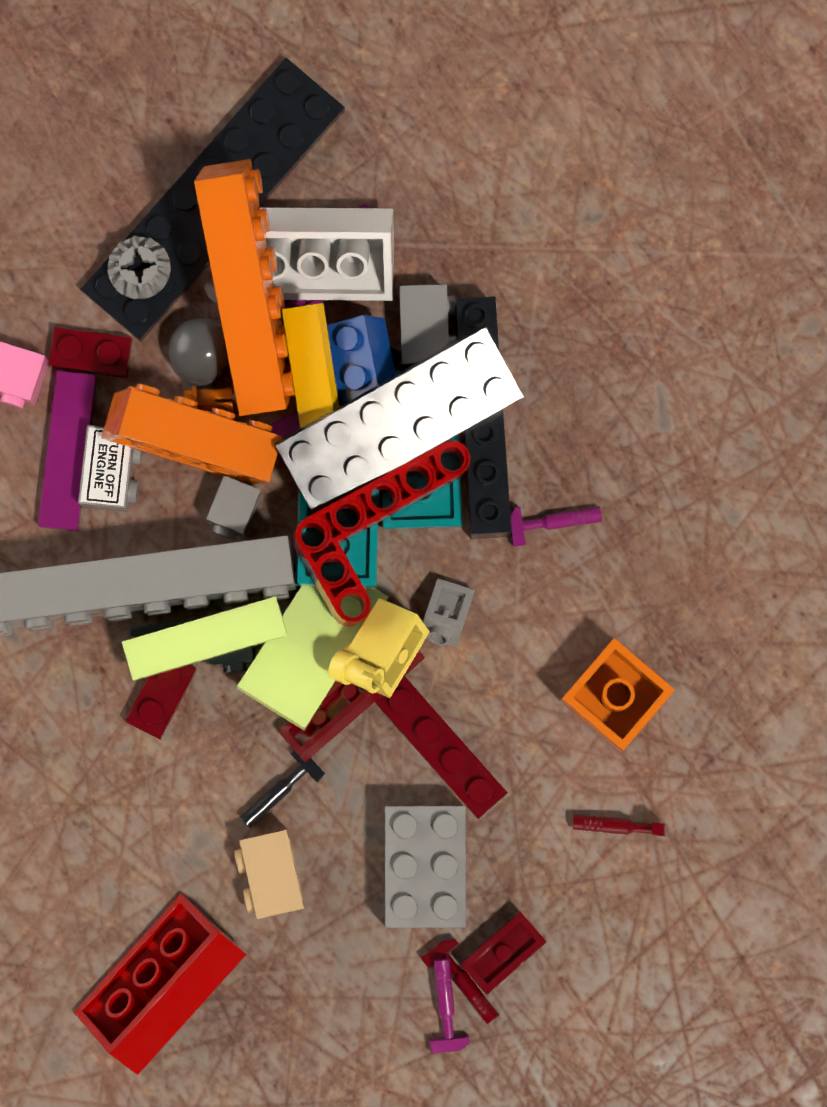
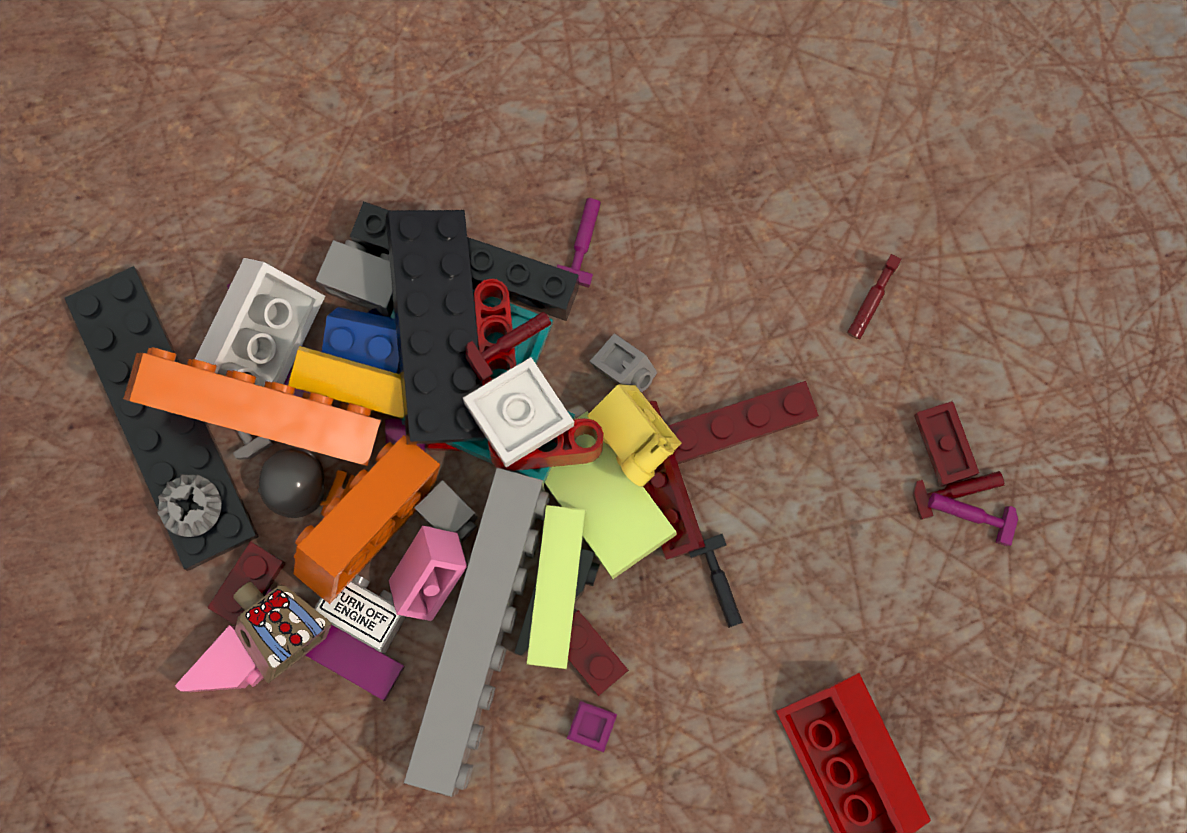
camera: 65 degrees left, 5 degrees down
(59, 400) = (277, 628): none -> torso
(95, 727) = (592, 726): none -> magenta tile
(166, 514) = (427, 573): none -> bright pink brick
(270, 874) = (794, 620): tan brick -> none
(345, 533) = (518, 412): none -> white plate
(407, 492) = (504, 344): none -> dark red piece
(425, 866) = (844, 479): light grey brick -> none
(617, 695) = (761, 248): orange brick -> none

